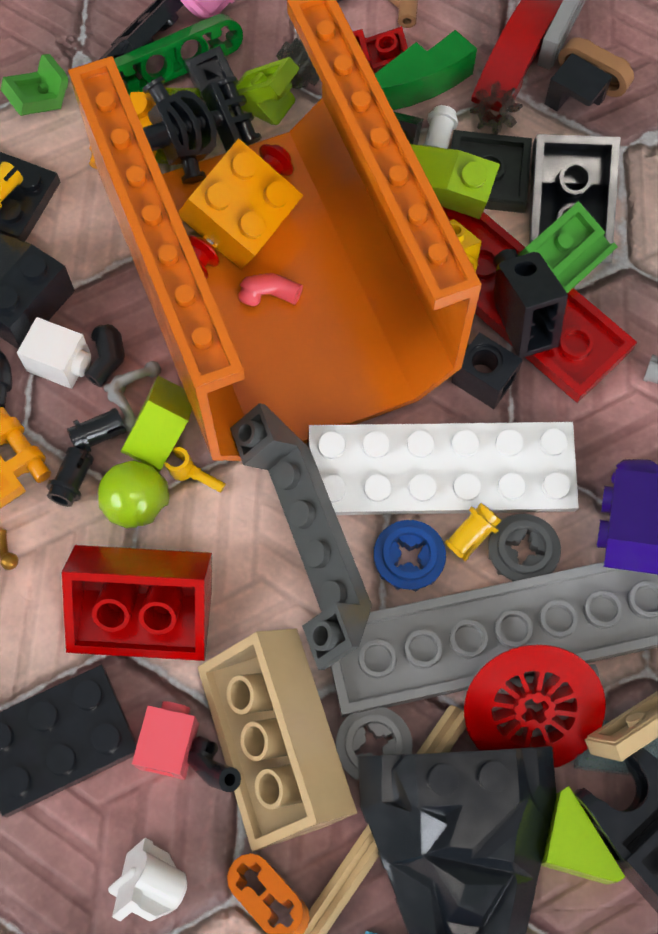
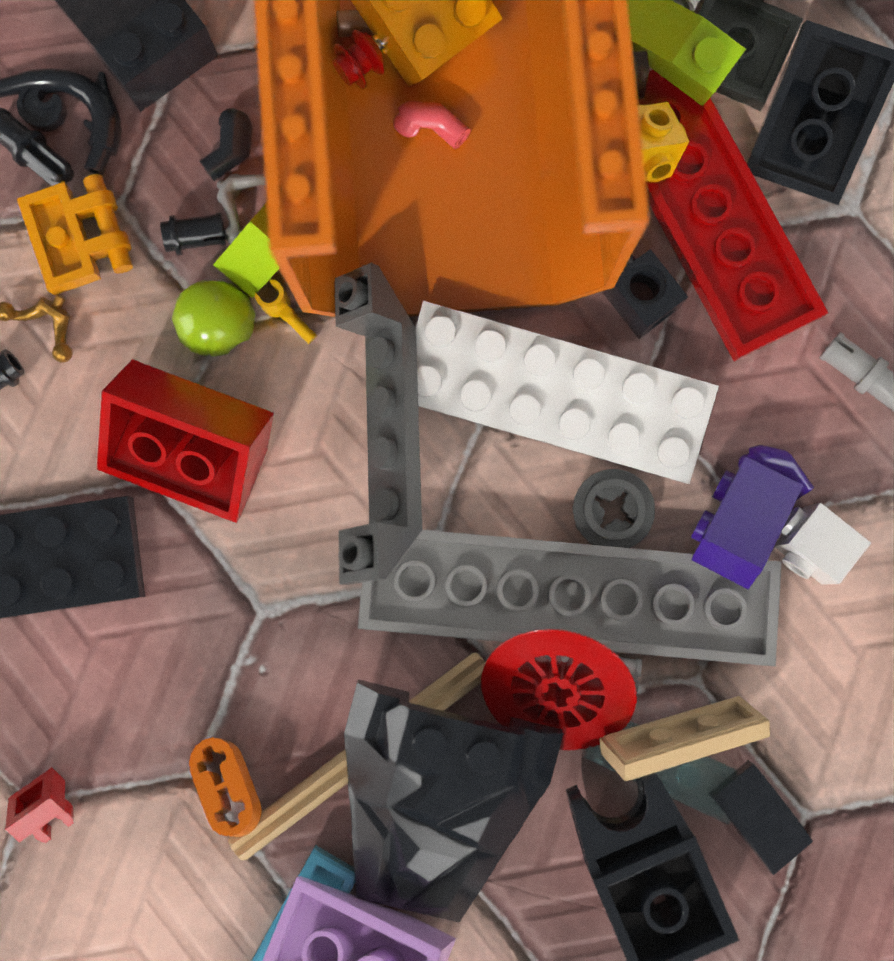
camera: 20 degrees right, 15 degrees up
(55, 353) = (171, 127): white brick -> none
(66, 485) = (150, 278): black pin -> none
(148, 883) = (111, 737): white piece -> none
(166, 740) = (169, 598): coral brick -> none
(212, 772) = (207, 639): black arm -> none
(276, 738) = (283, 631): tan slope -> none
(381, 723) = (397, 646): light grey gear -> none
(410, 535) = (497, 456): blue gear -> none
(473, 531) = (564, 475): yellow pin -> none
(529, 301) = (719, 229): black torso -> none
(572, 246) = (790, 178): bright green plate -> none
(576, 845) = (551, 838): lime slope -> none

